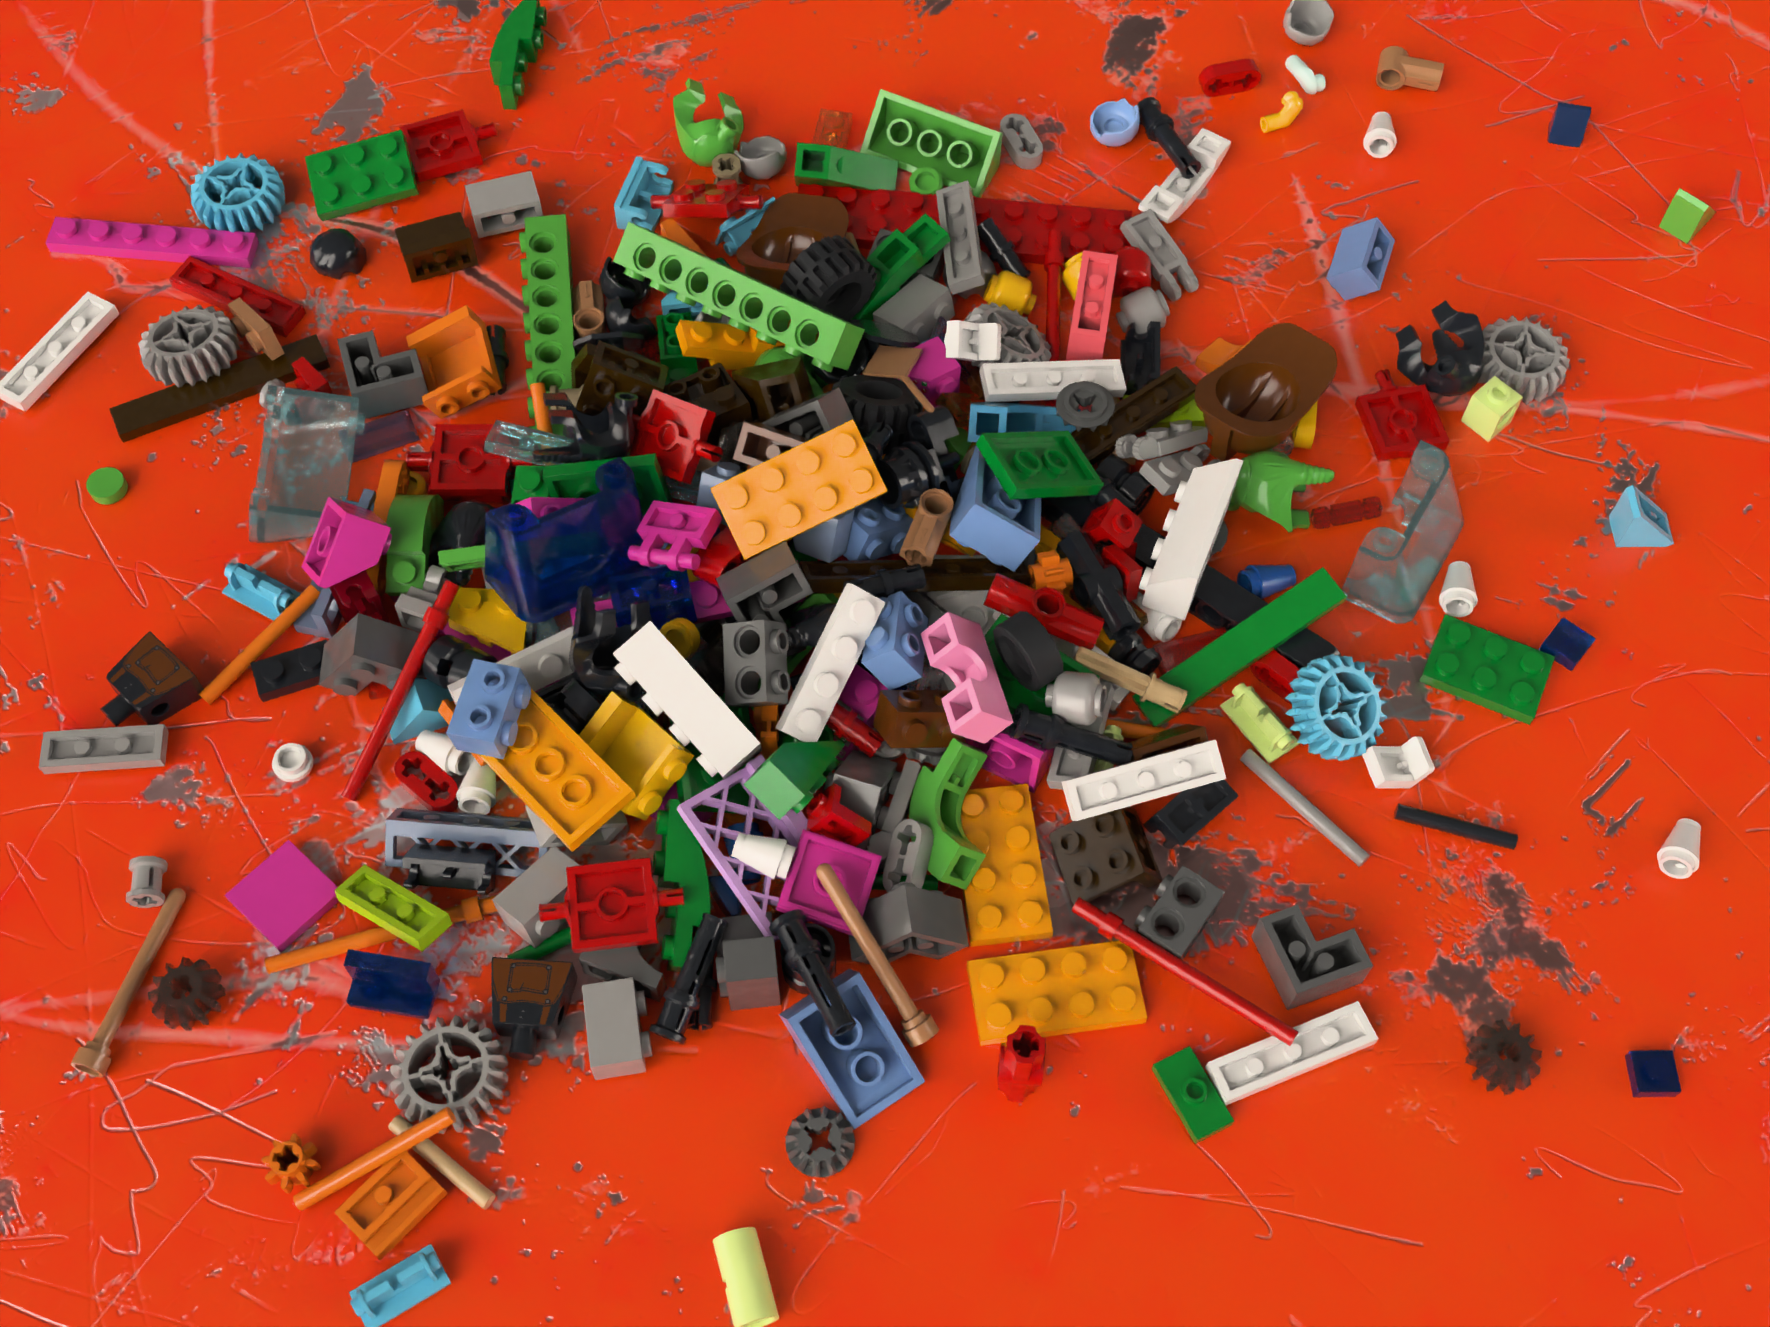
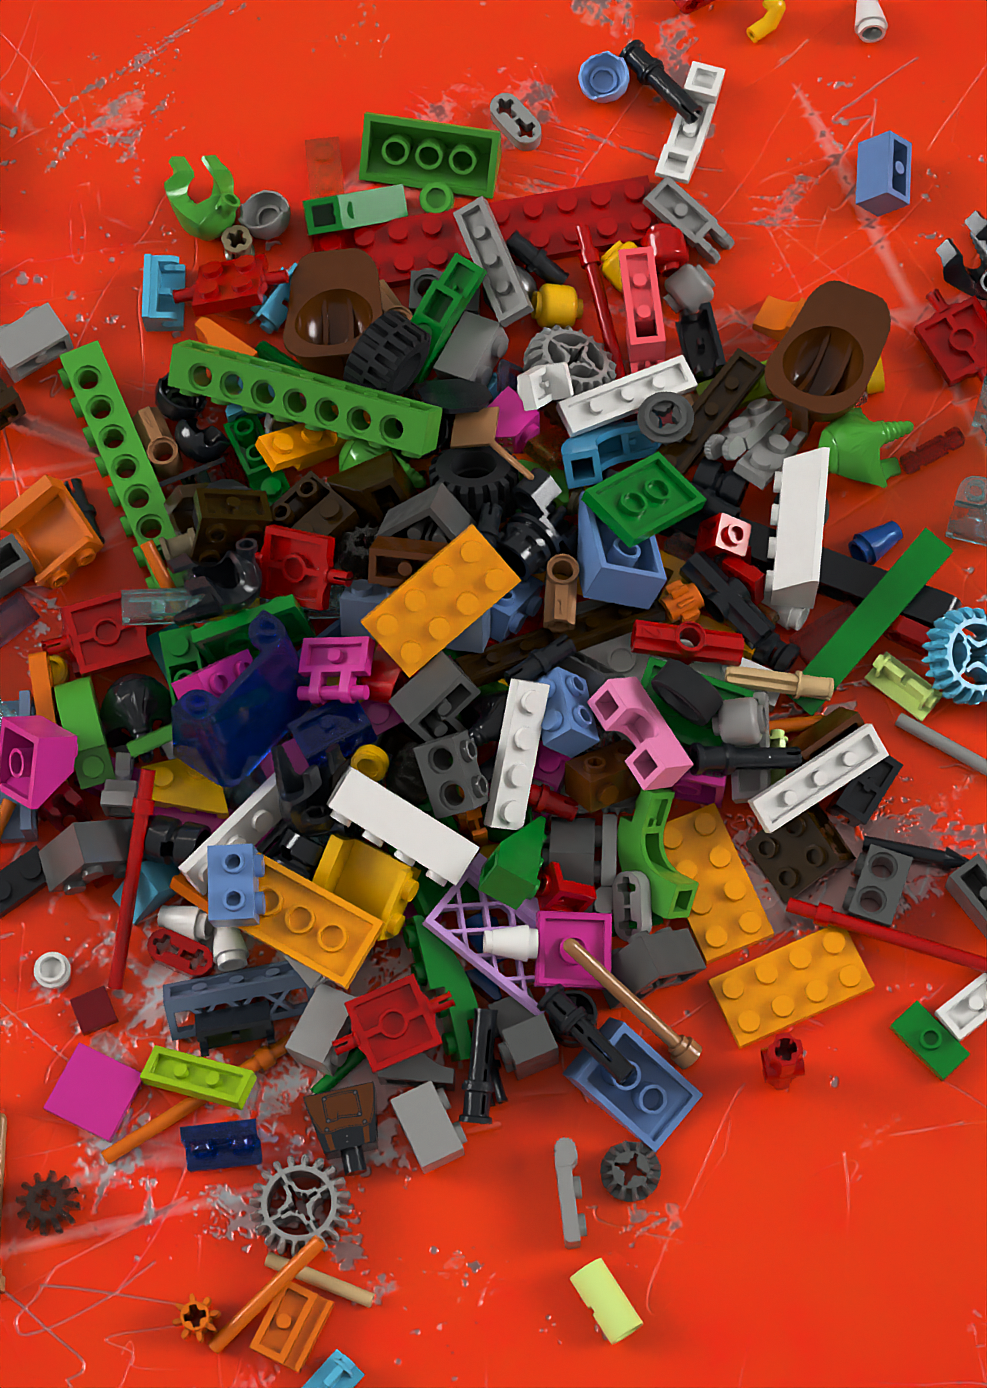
camera: 10 degrees left, 10 degrees up
(318, 814) = (94, 1010): none -> dark red tile
(744, 1142) = (569, 1190): none -> light grey hinge
(1233, 894) = (947, 858): none -> black piece

